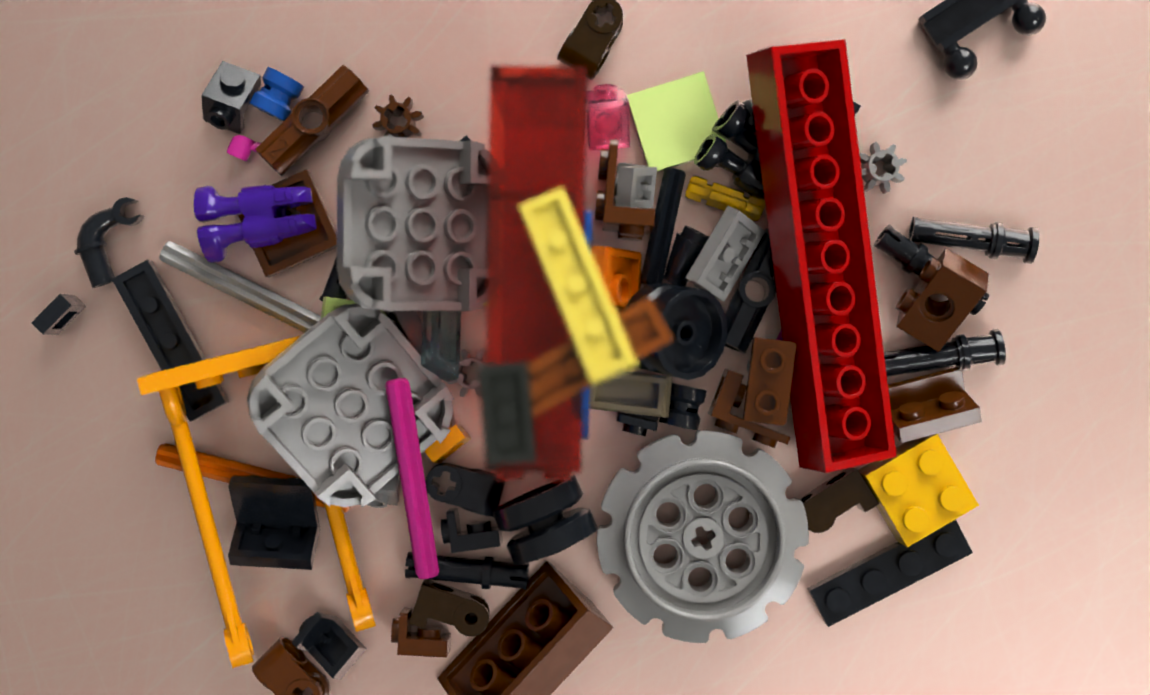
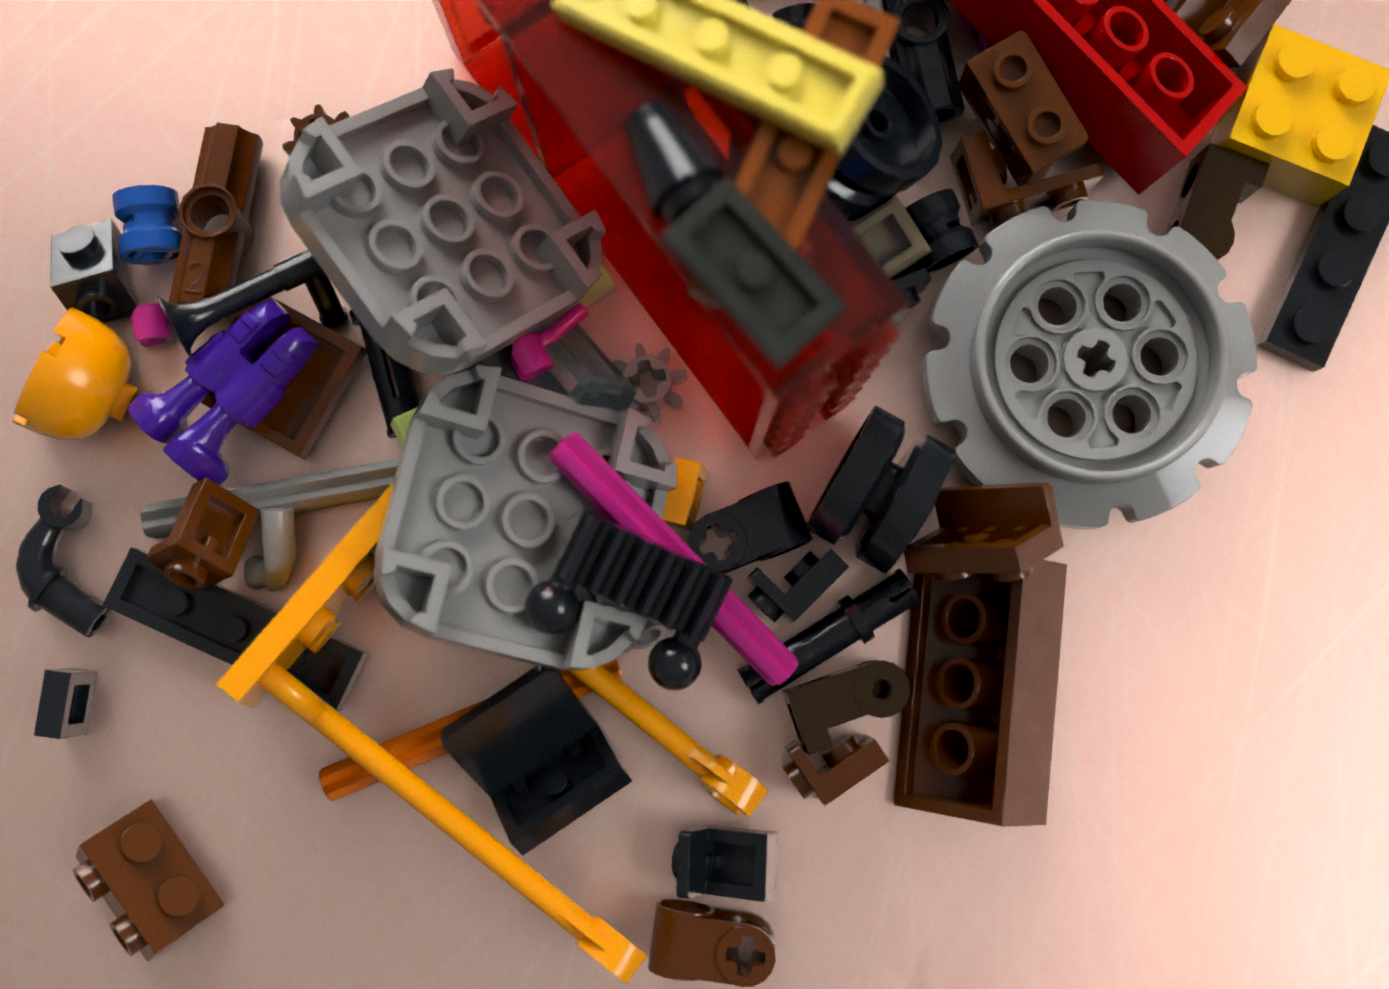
camera: 35 degrees left, 5 degrees down
(35, 434) = (145, 881): none -> reddish brown bracket
(181, 153) = (77, 381): none -> light orange cylinder
(187, 288) = (205, 537): none -> reddish brown bracket
(222, 316) = (278, 550): none -> light grey arm
(260, 170) = (193, 318): none -> black piece
(386, 477) = (640, 576): none -> black gear
(417, 321) = (530, 352): none -> dark pink hand
(515, 328) = (670, 162): none -> black cone
(578, 584) = (989, 532): none -> reddish brown bracket

